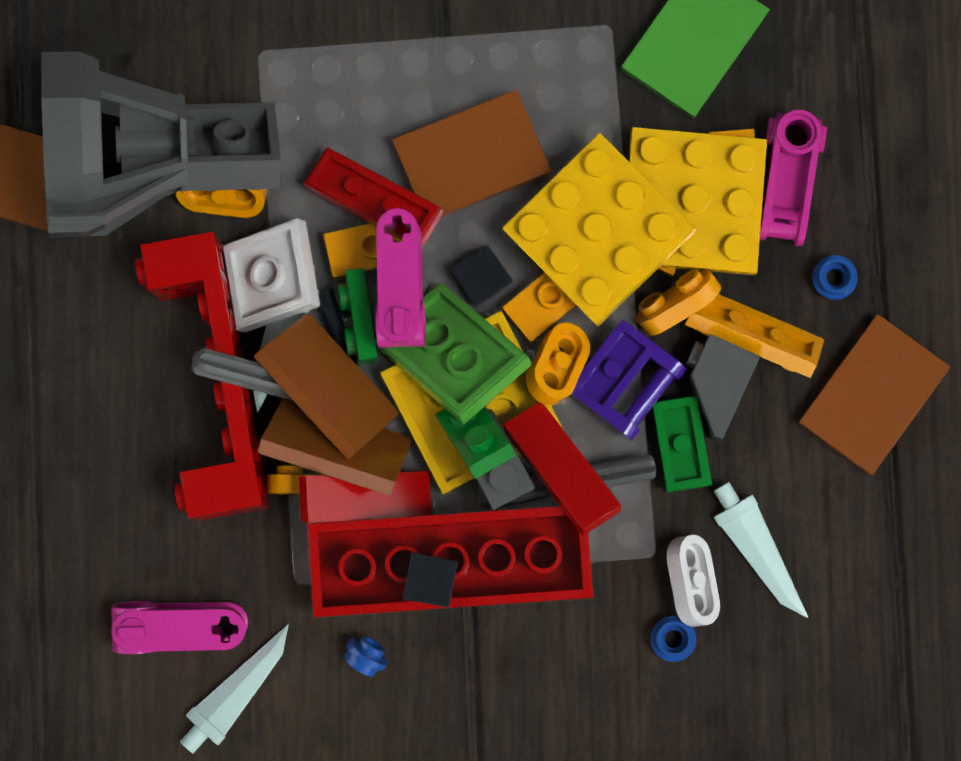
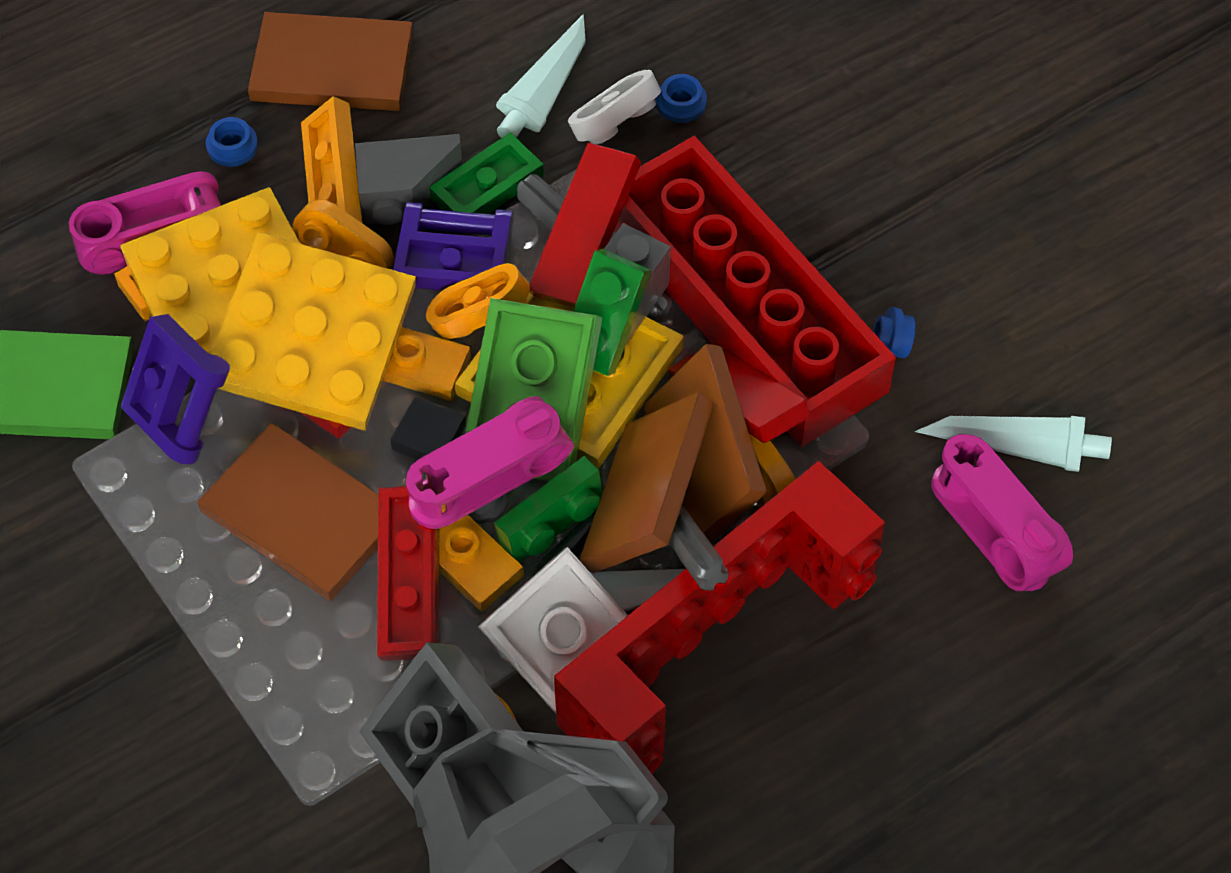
camera: 120 degrees left, 25 degrees down
(430, 580) = (781, 268): black tile -> none
(619, 110) = (160, 382): none -> dark purple plate

